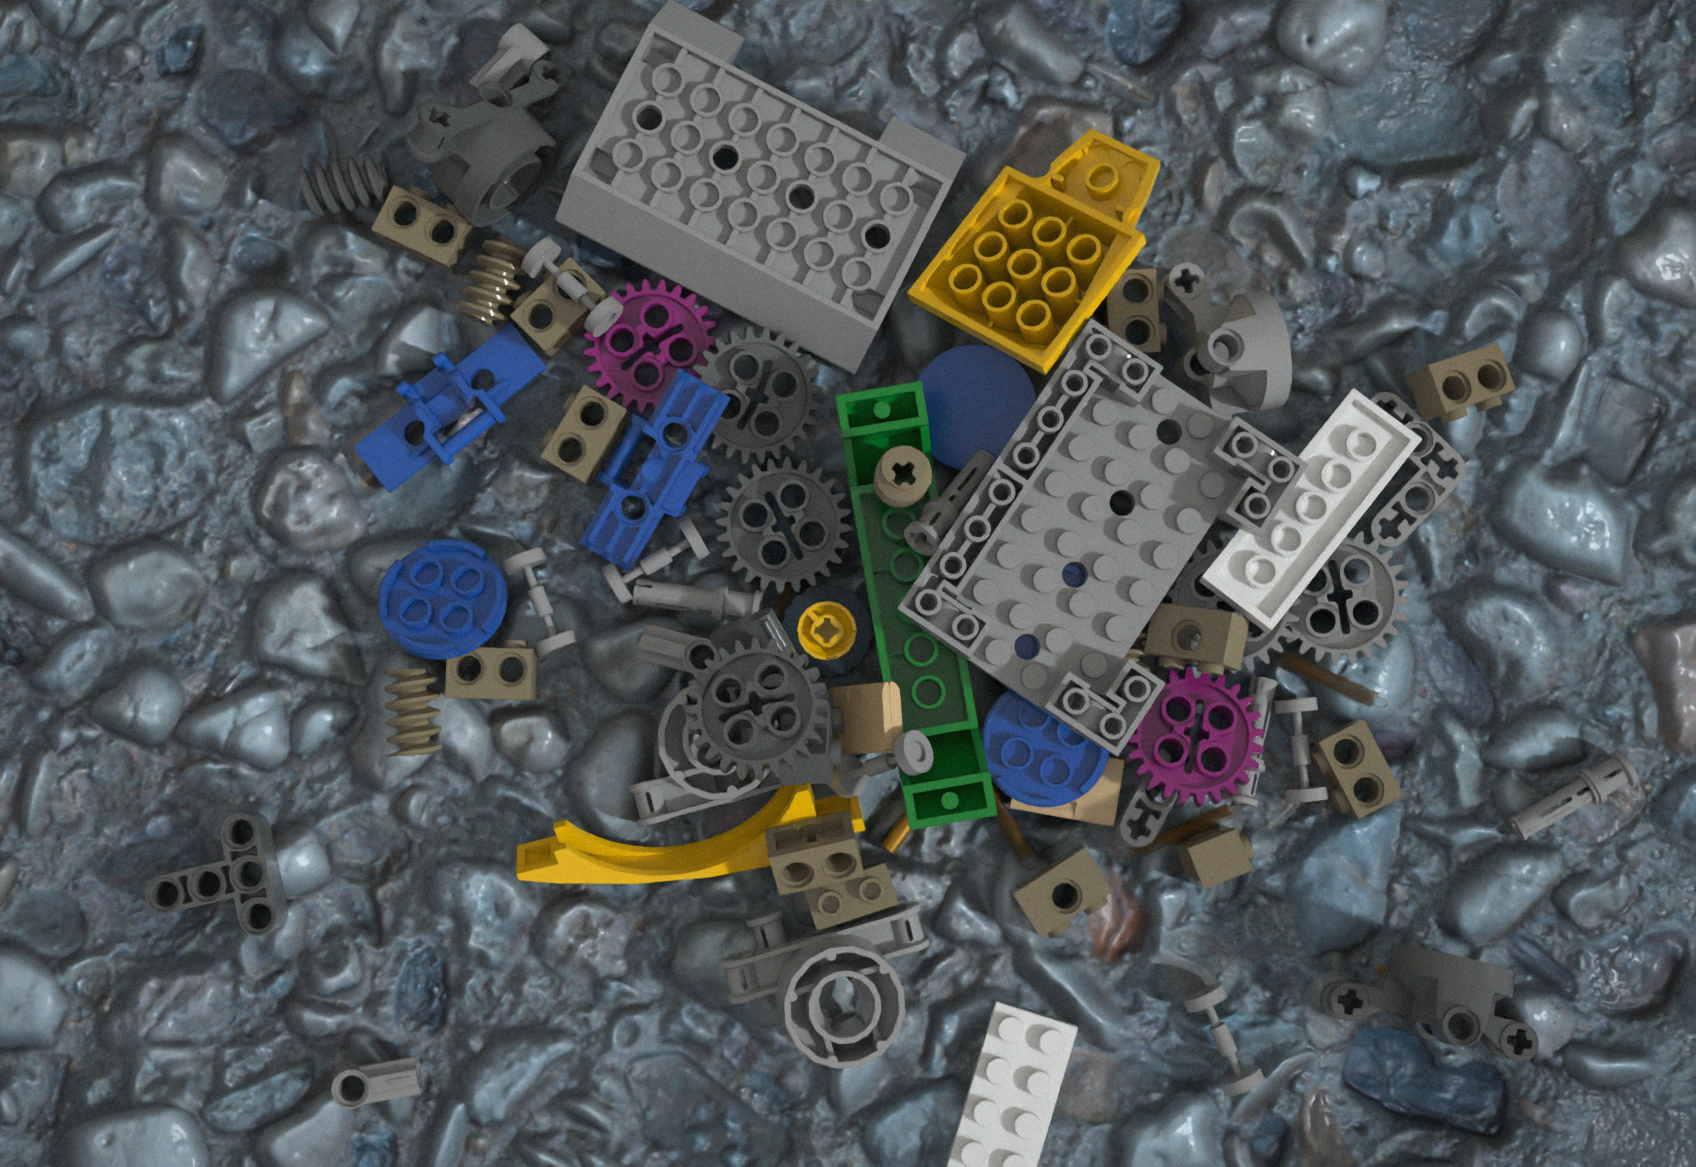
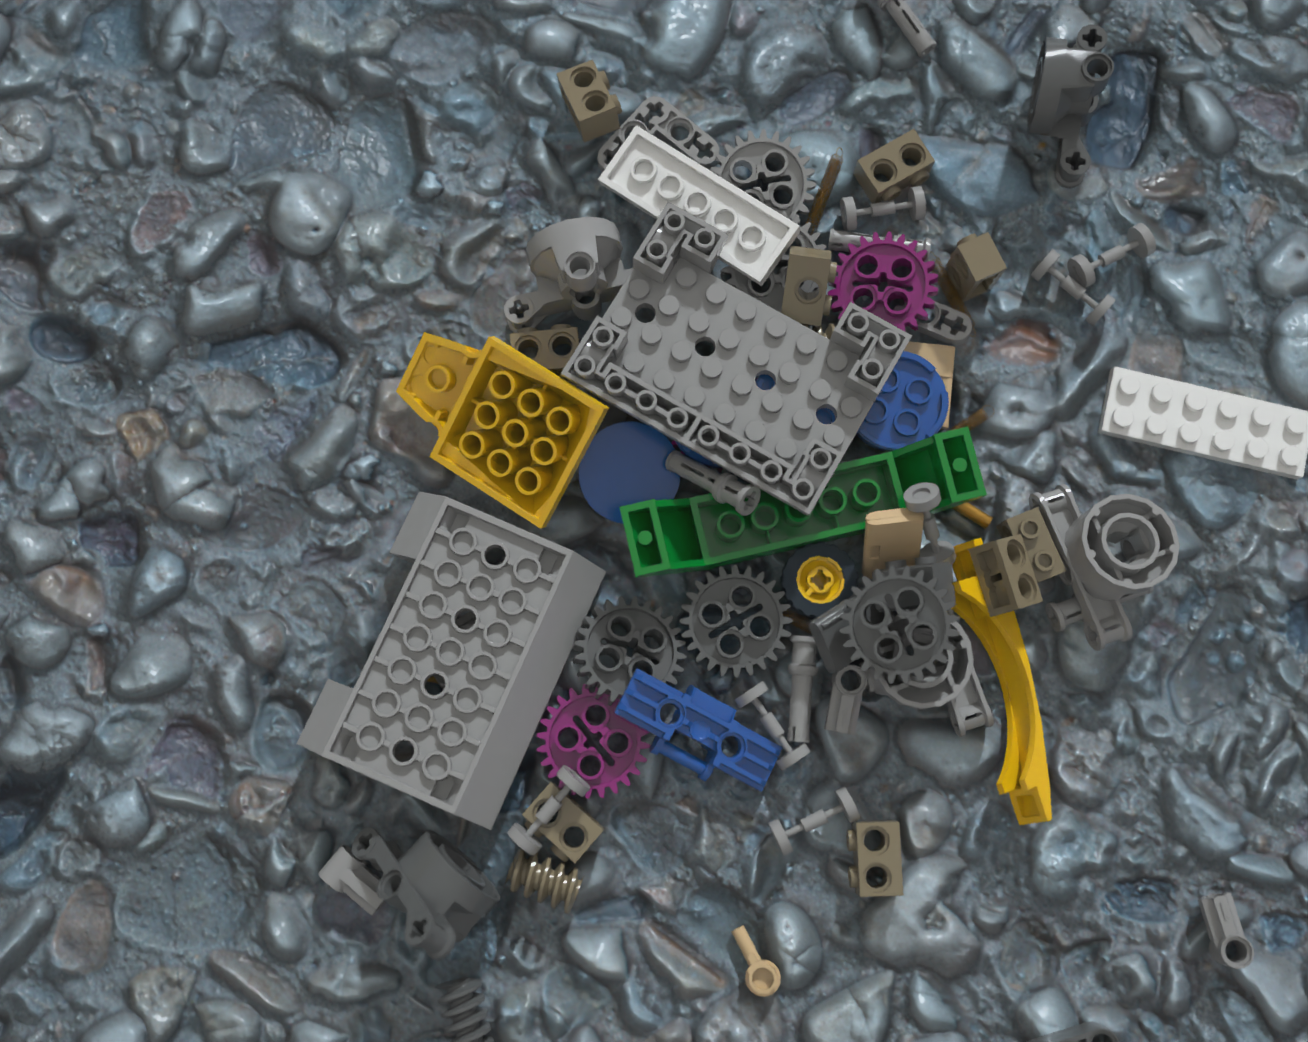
camera: 90 degrees left, 5 degrees down
(369, 529) = (762, 975): none -> tan plate
(412, 712) = (916, 922): dark tan piece -> none
(421, 234) = (506, 947): dark tan brick -> none
(442, 599) = (819, 904): blue tile -> none
(444, 398) = (646, 919): blue piece -> none
(595, 440) = (675, 784): dark tan brick -> none
(898, 460) = (692, 506): dark tan piece -> none
(1035, 893) = (1010, 402): dark tan brick -> none
(1184, 983) = (1073, 287): none -> light grey wheel

